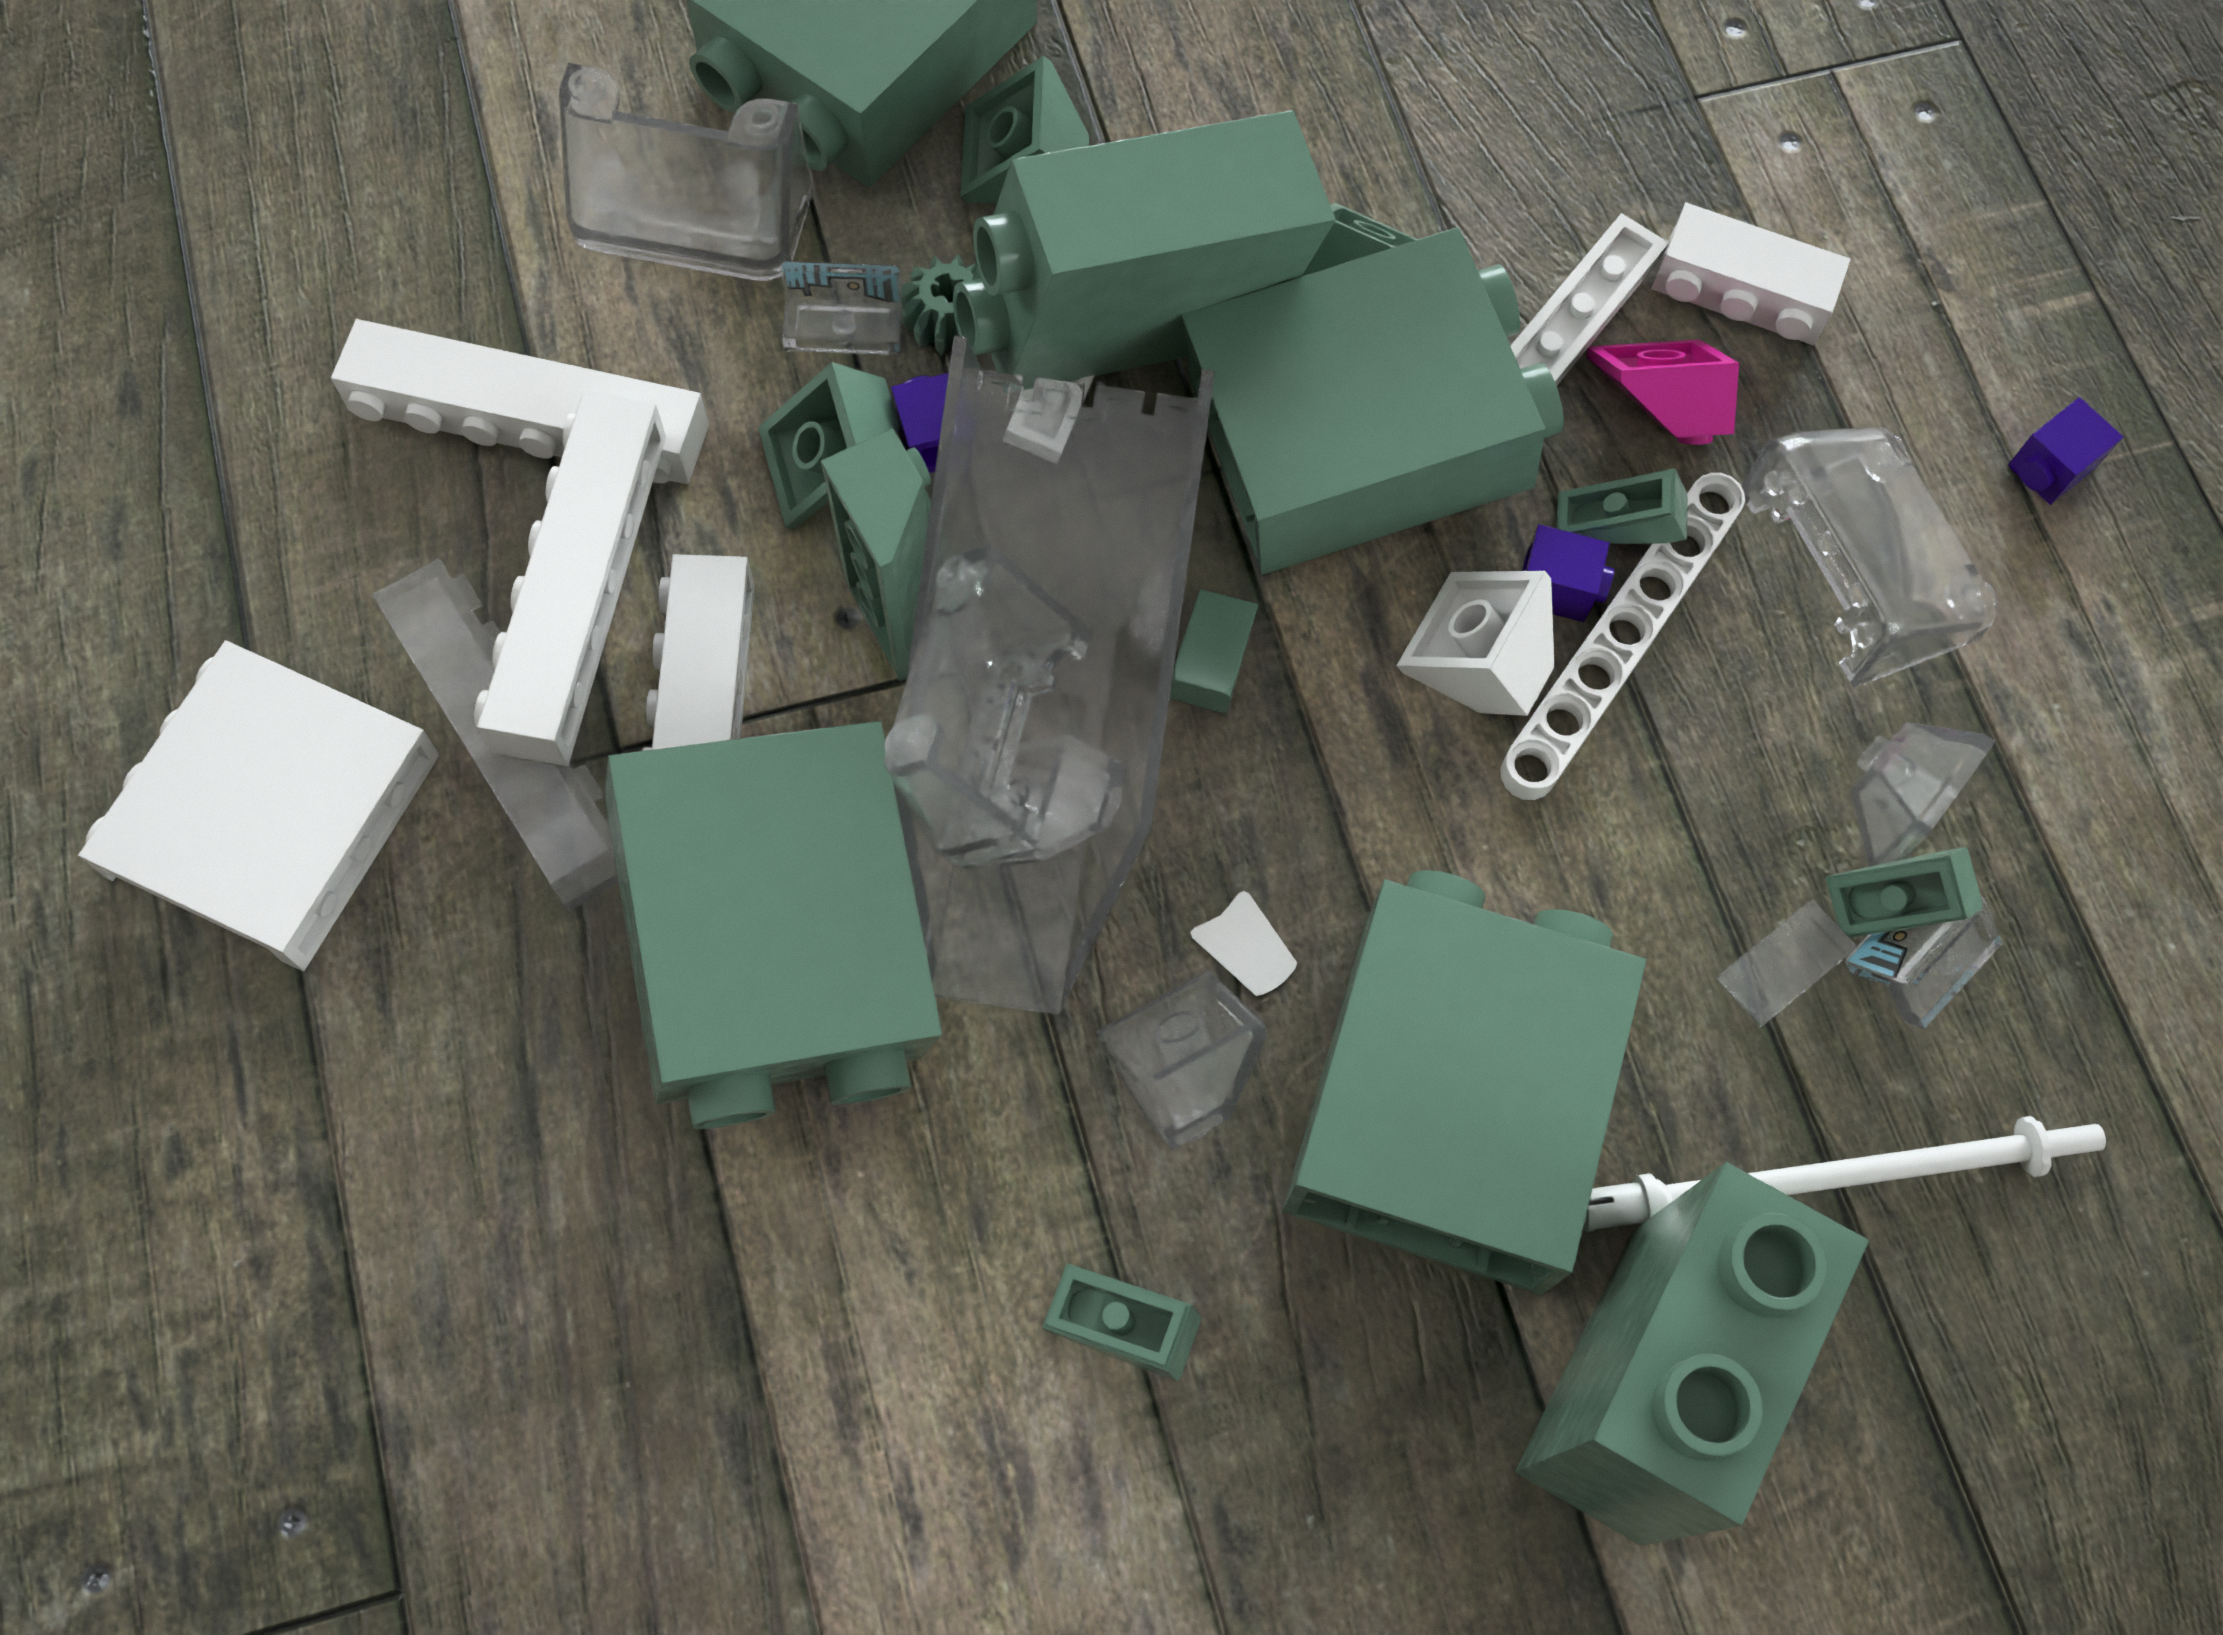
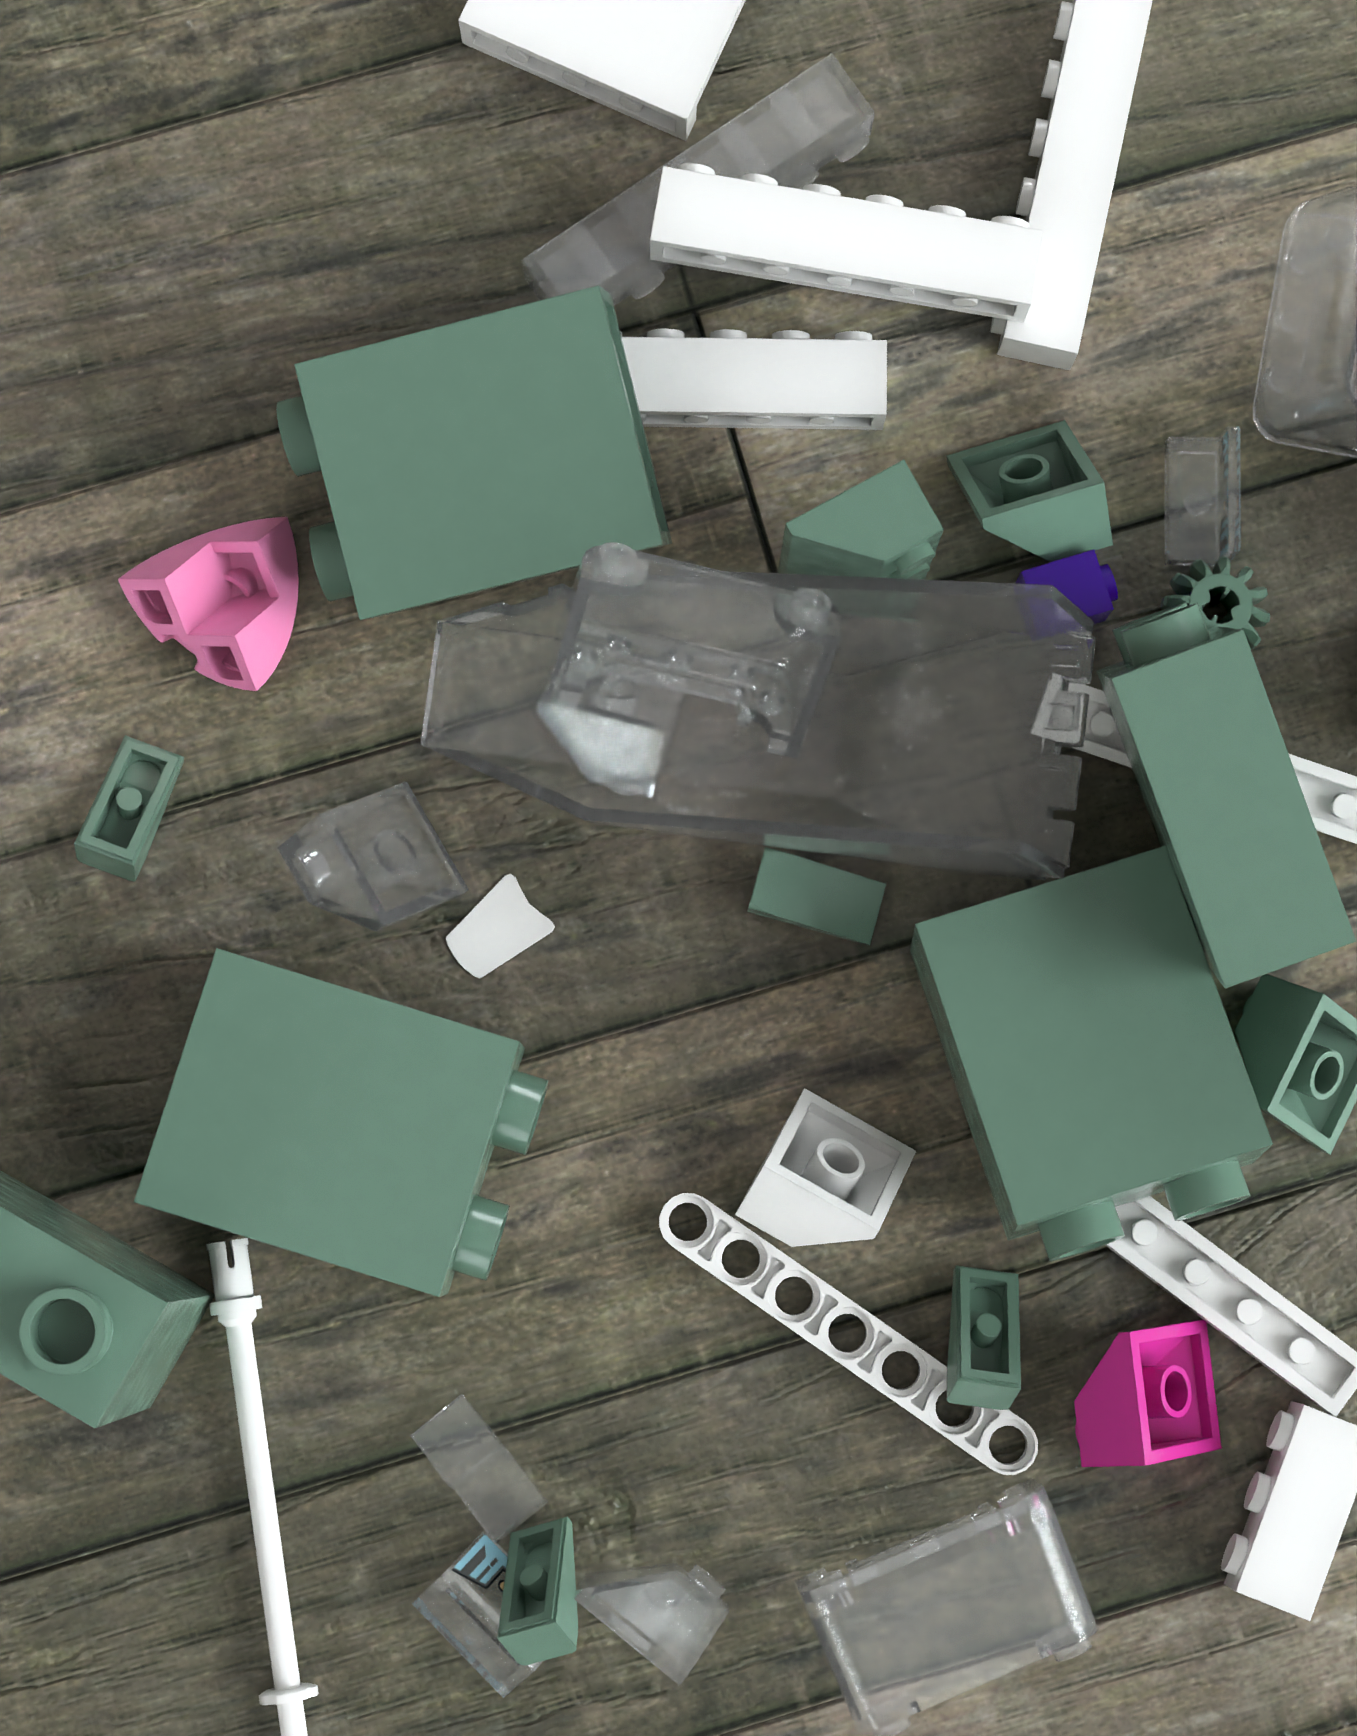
camera: 90 degrees right, 15 degrees up
(898, 1213) = (223, 598): none -> bright pink brick
(1574, 567) = (907, 1268): dark purple brick -> none

